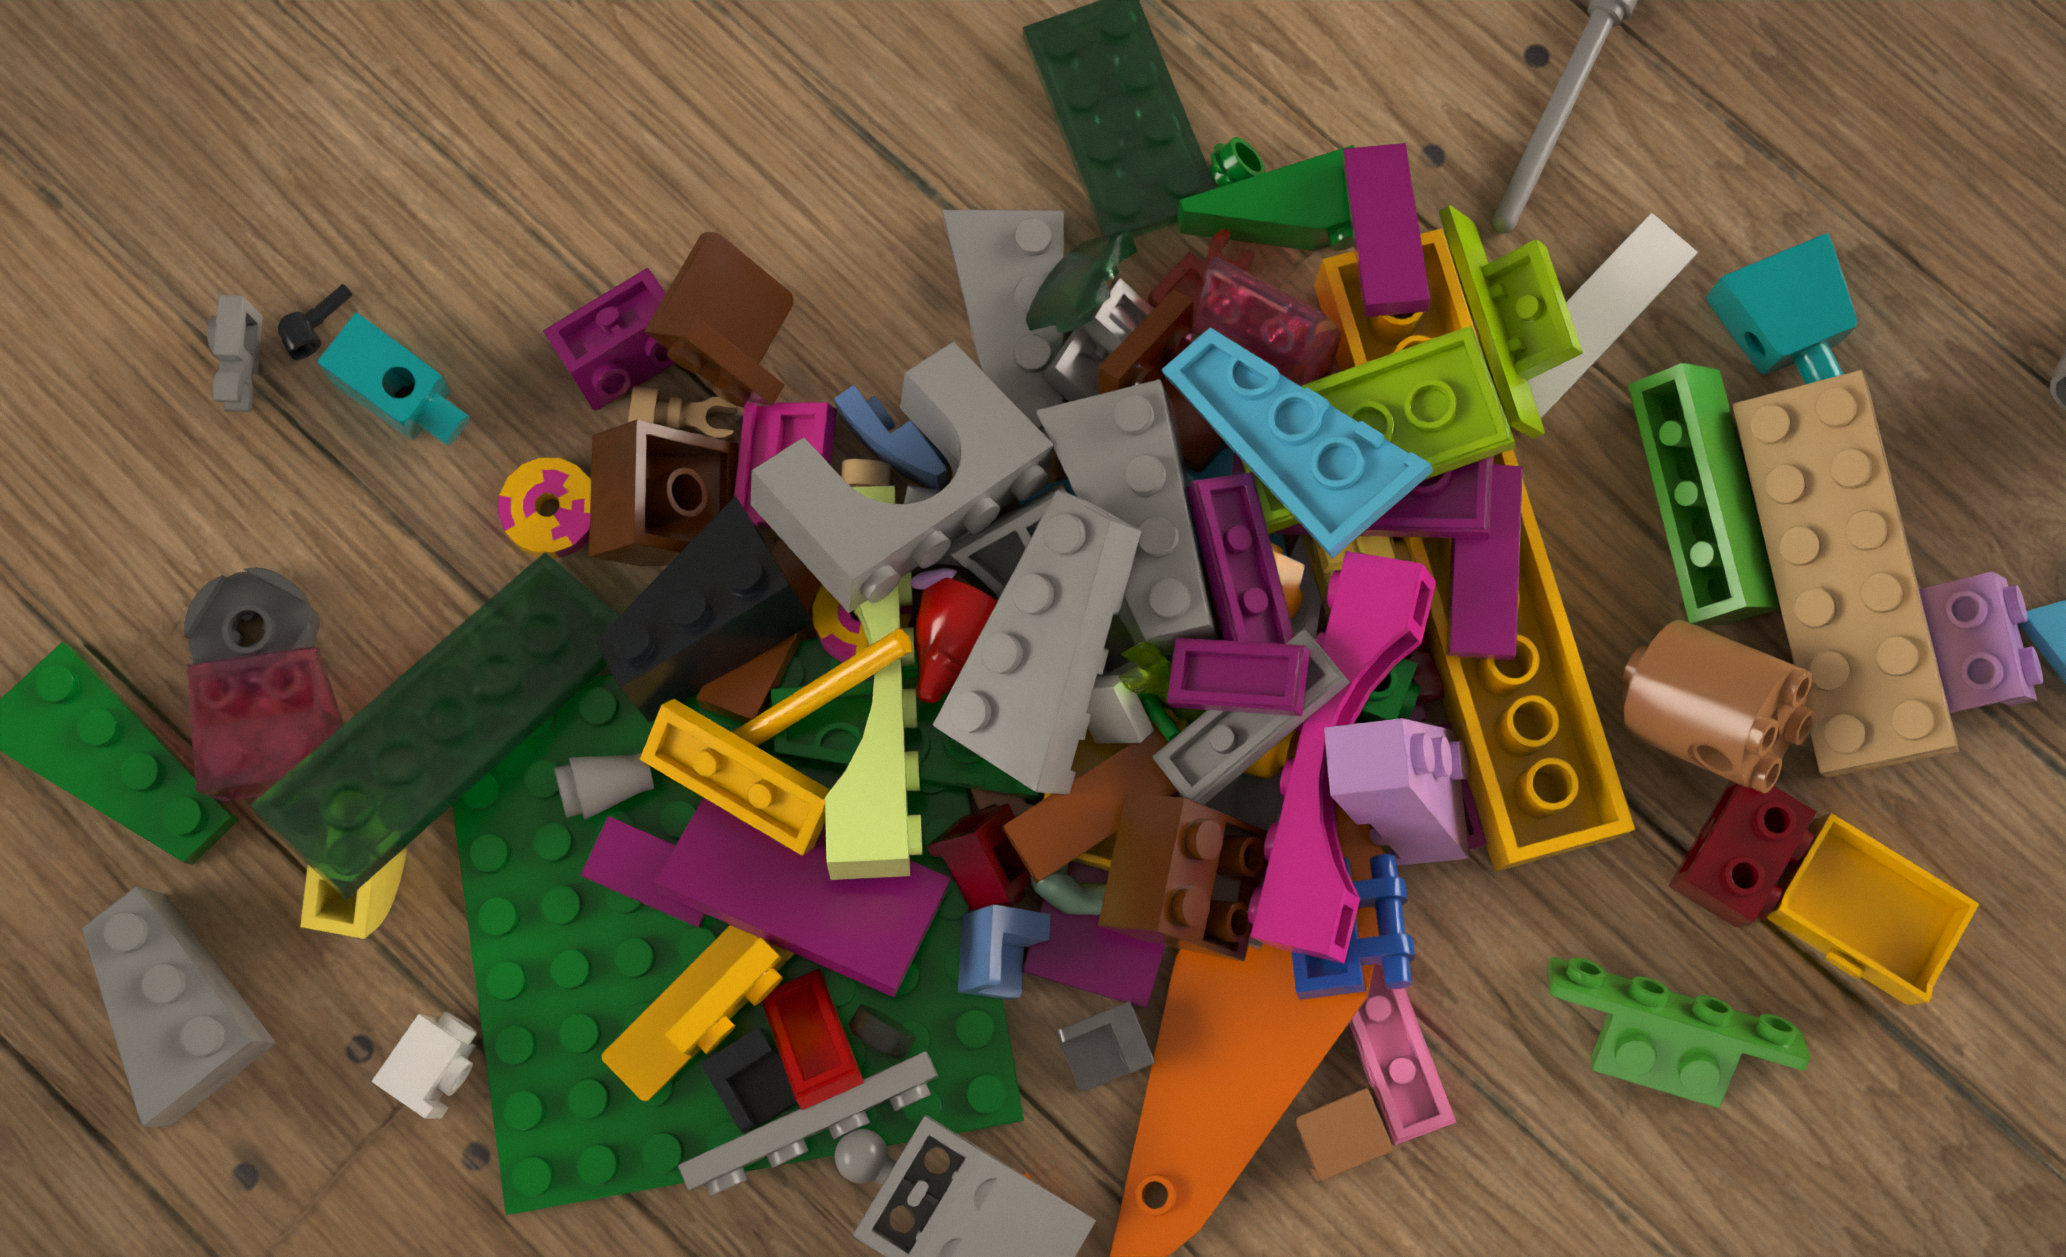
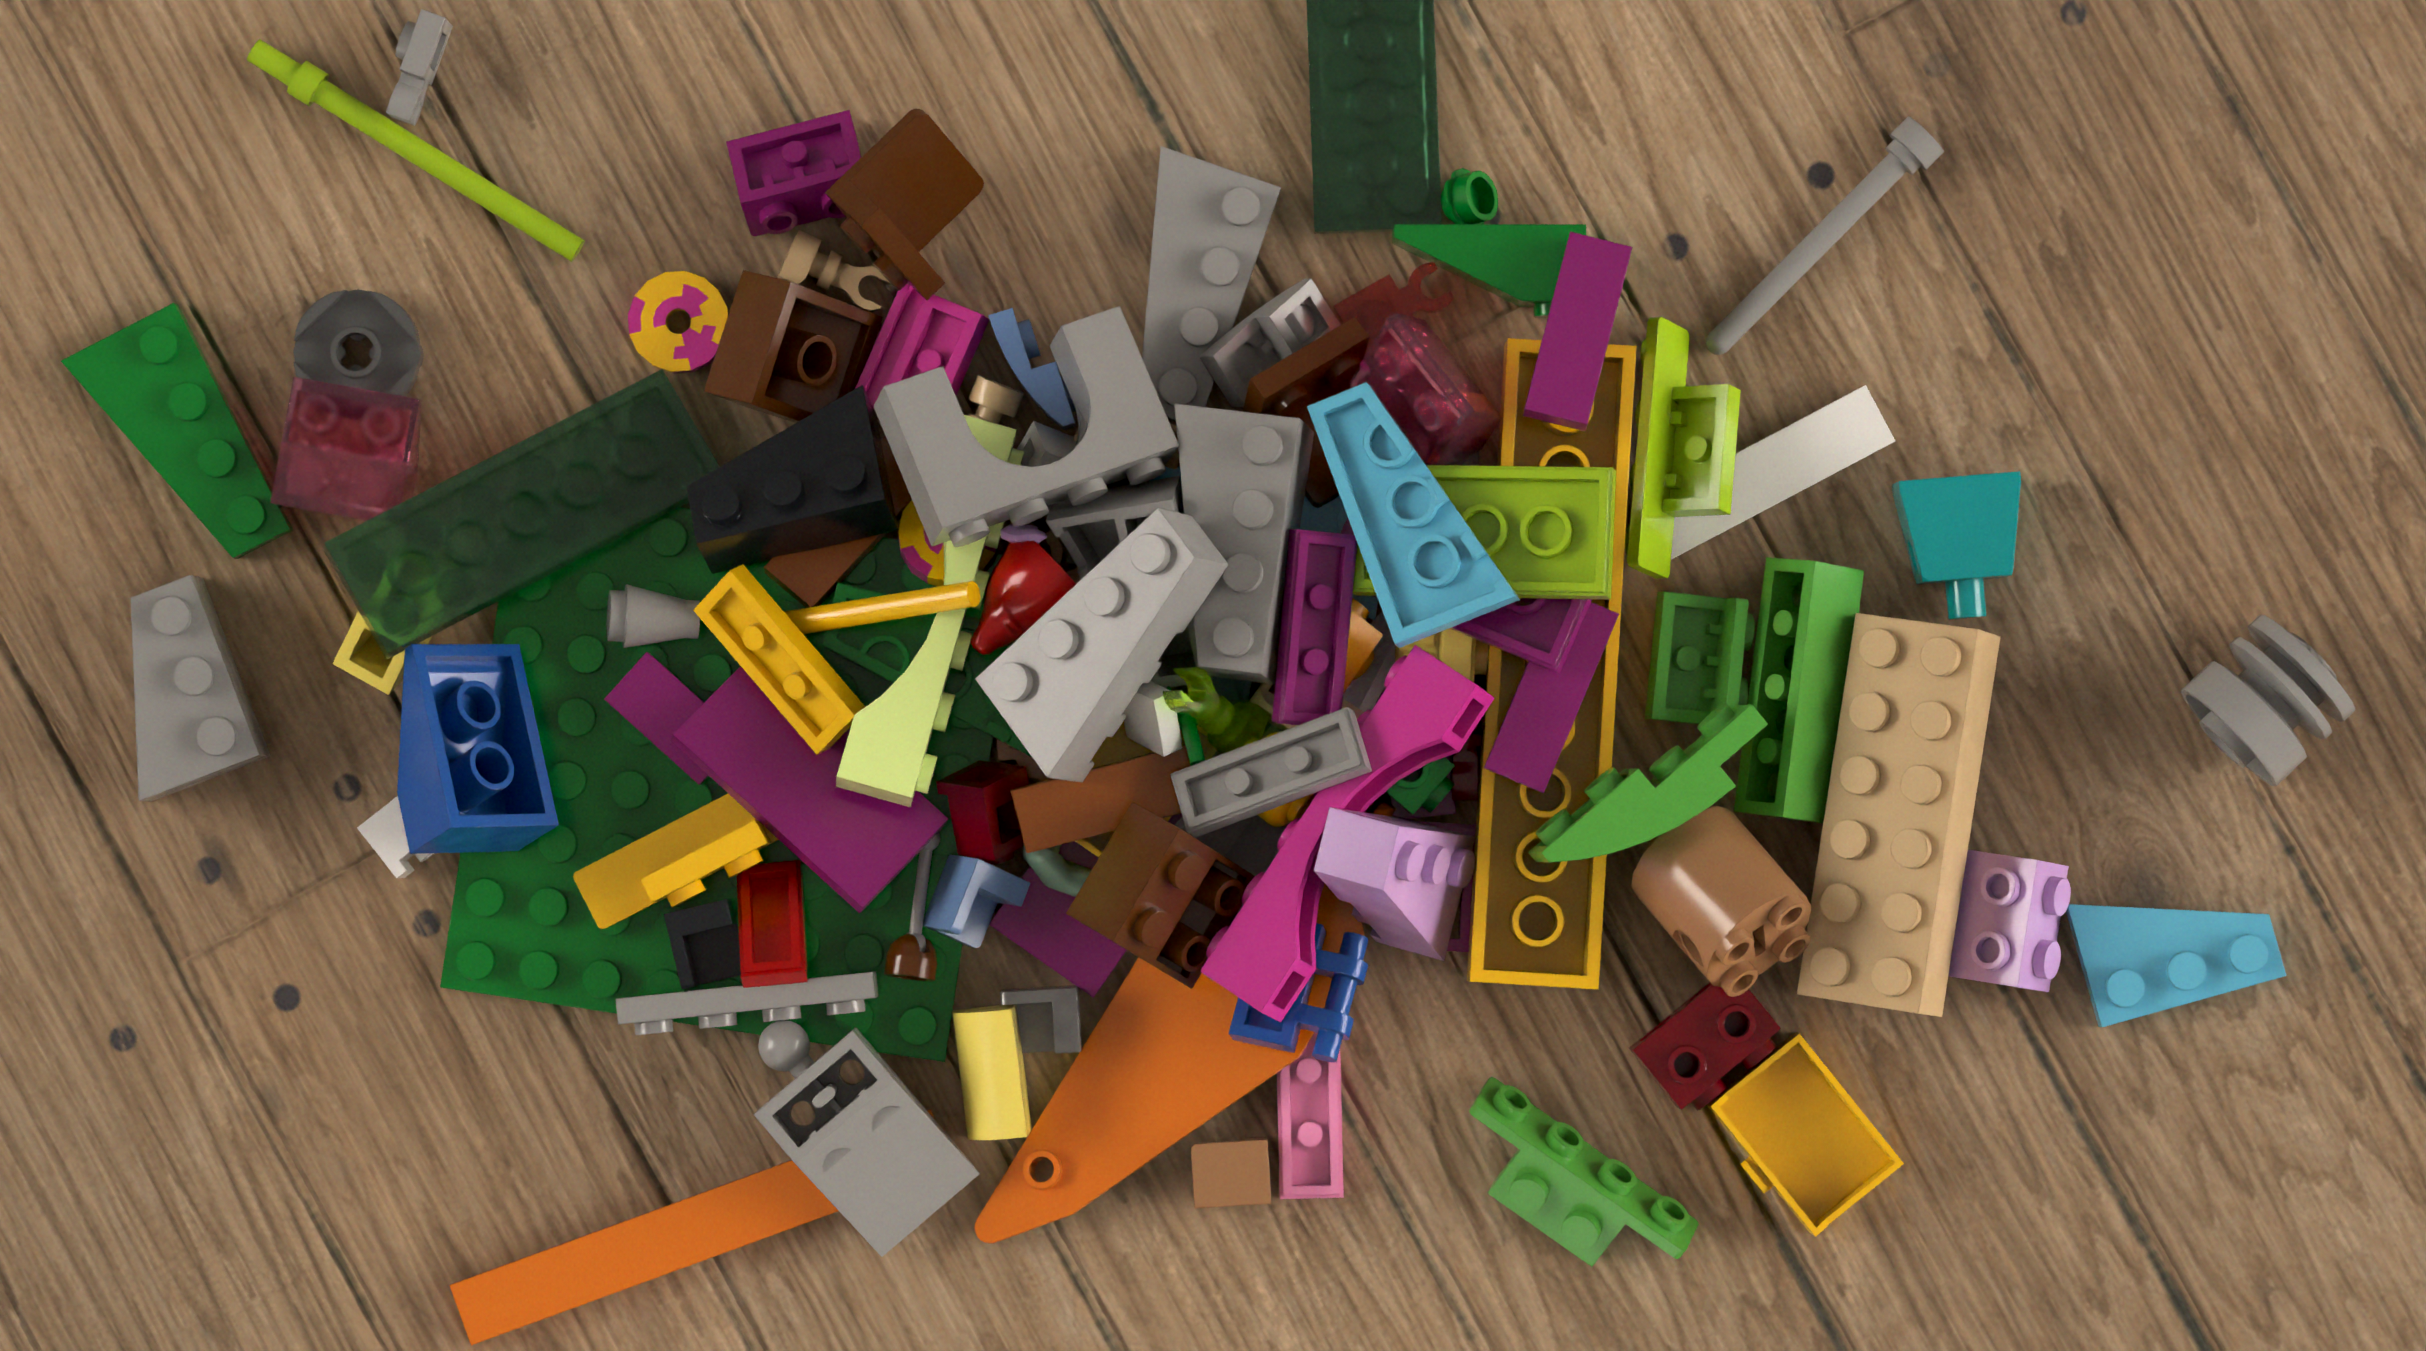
camera: 20 degrees right, 10 degrees up
(144, 406) = (311, 86): none -> lime bar
(298, 328) = (484, 59): black hand -> none
(376, 368) = (548, 132): teal torso -> none
(459, 967) = (470, 751): none -> blue slope
(881, 1032) = (838, 938): clear smoke tile -> none
(958, 1023) = (912, 954): none -> hinge
(1074, 1116) = (992, 1072): none -> light yellow brick
(1079, 282) = (1262, 274): clear green slope -> none
(1238, 676) = (1271, 731): magenta tile -> none
(1600, 500) = (1697, 656): none -> bright green bracket
(1621, 627) = (1632, 810): none -> bright green slope

